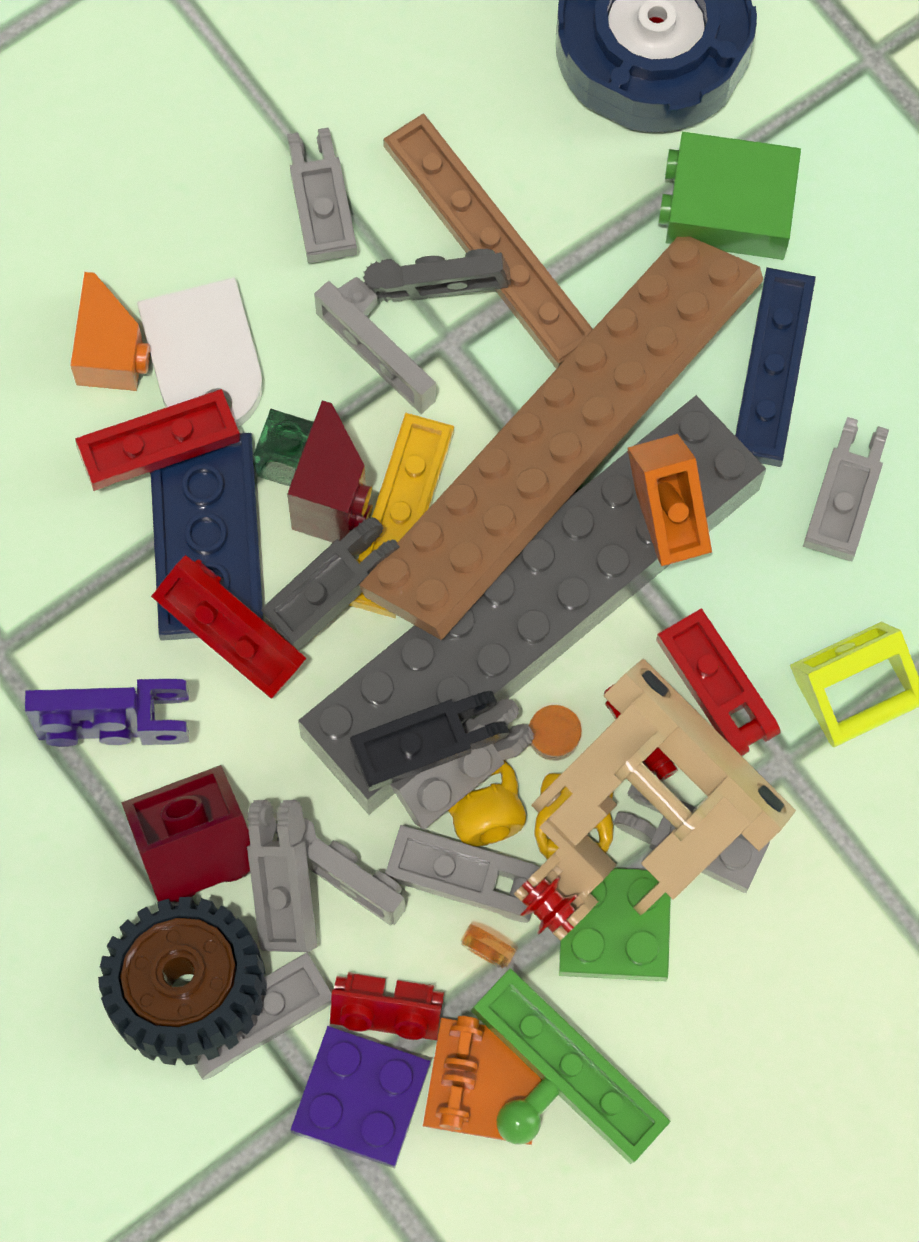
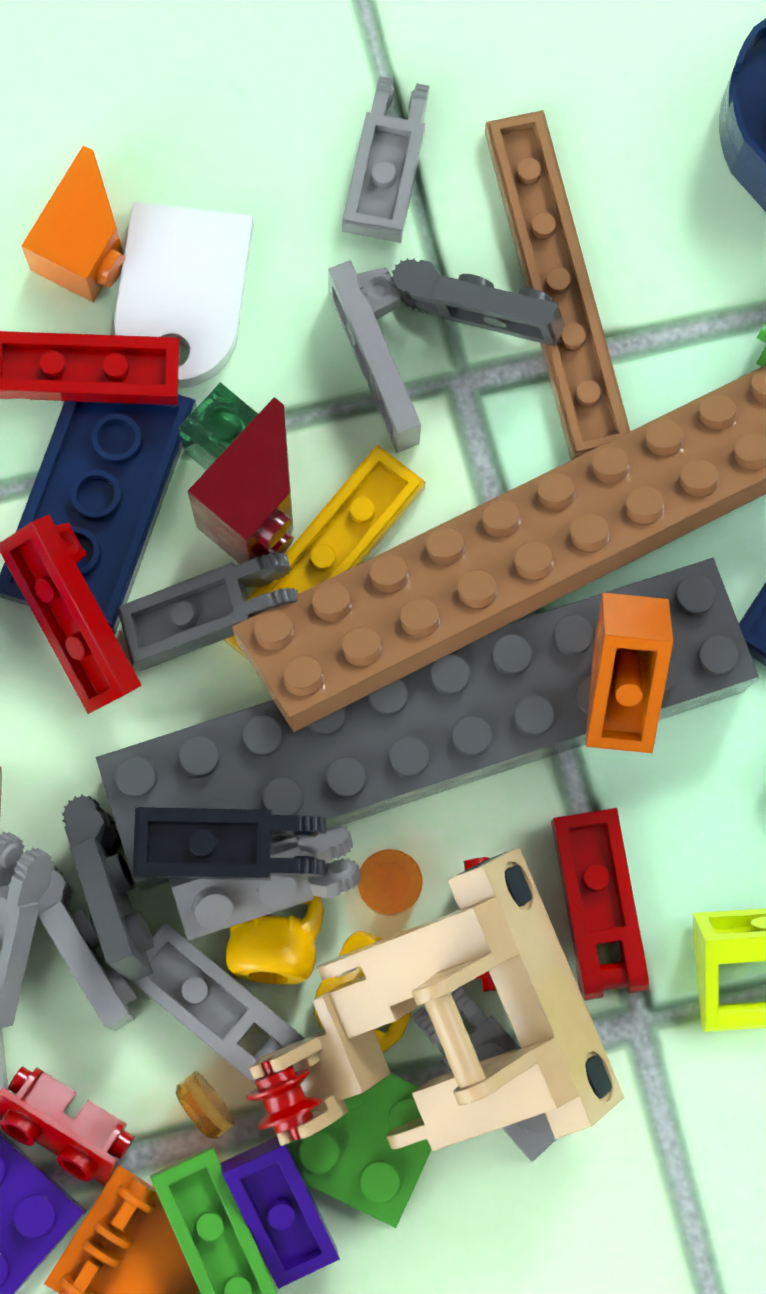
camera: 20 degrees right, 5 degrees up
(345, 812) = (105, 883): none -> dark grey hinge
(578, 995) = (279, 1211): none -> dark purple plate

